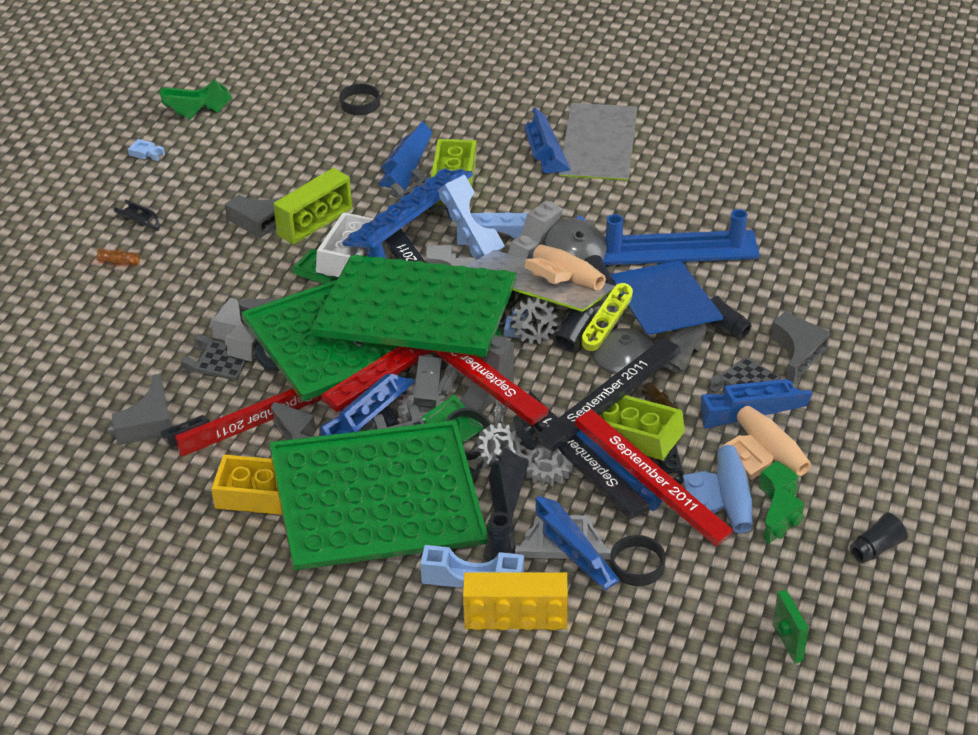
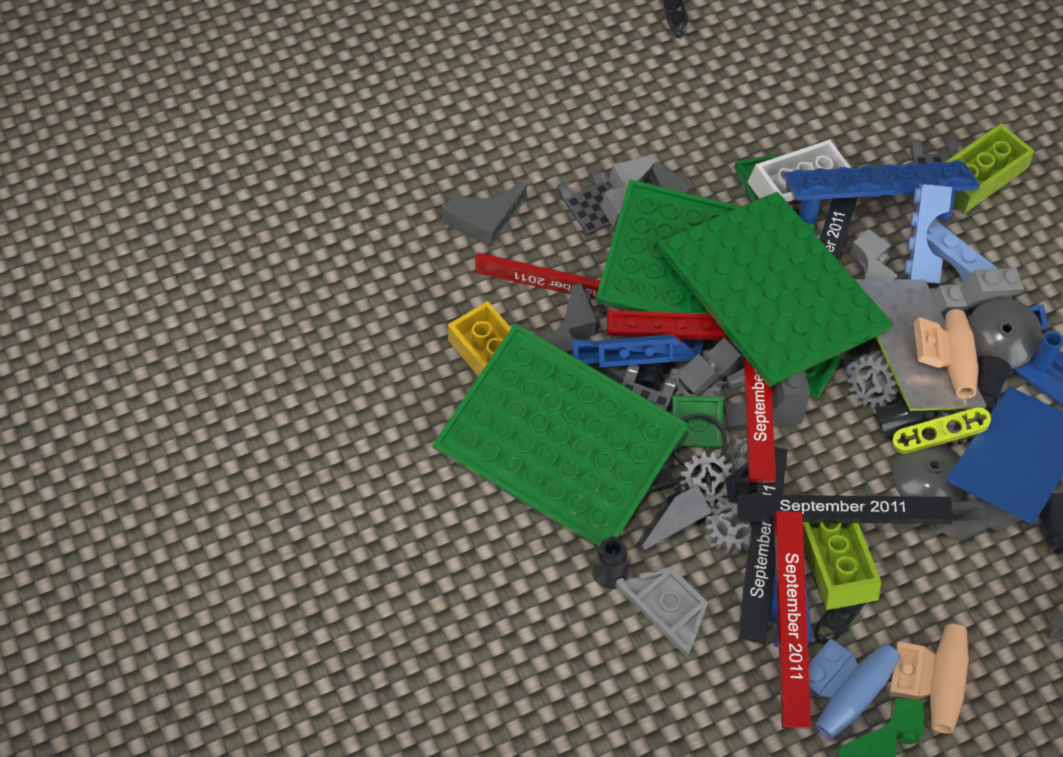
camera: 45 degrees right, 15 degrees up
(118, 256) = (625, 49): clear orange pin -> none
(169, 434) = (497, 249): black plate -> none
(252, 214) = (773, 89): dark grey arch -> none
(313, 206) = (818, 111): lime brick -> none
(359, 89) = (989, 39): black tyre -> none
(405, 157) = (962, 119): blue wedge -> none
(444, 568) = (577, 587): light blue arch -> none
(515, 600) = (560, 626): yellow brick -> none
(570, 539) = (668, 614): blue wedge -> none
(638, 541) = (710, 653): black tyre -> none
(656, 396) = (899, 550): dark brown pin -> none
(742, 372) = (1007, 598): dark grey flag -> none
(765, 397) = (982, 624): blue wedge -> none

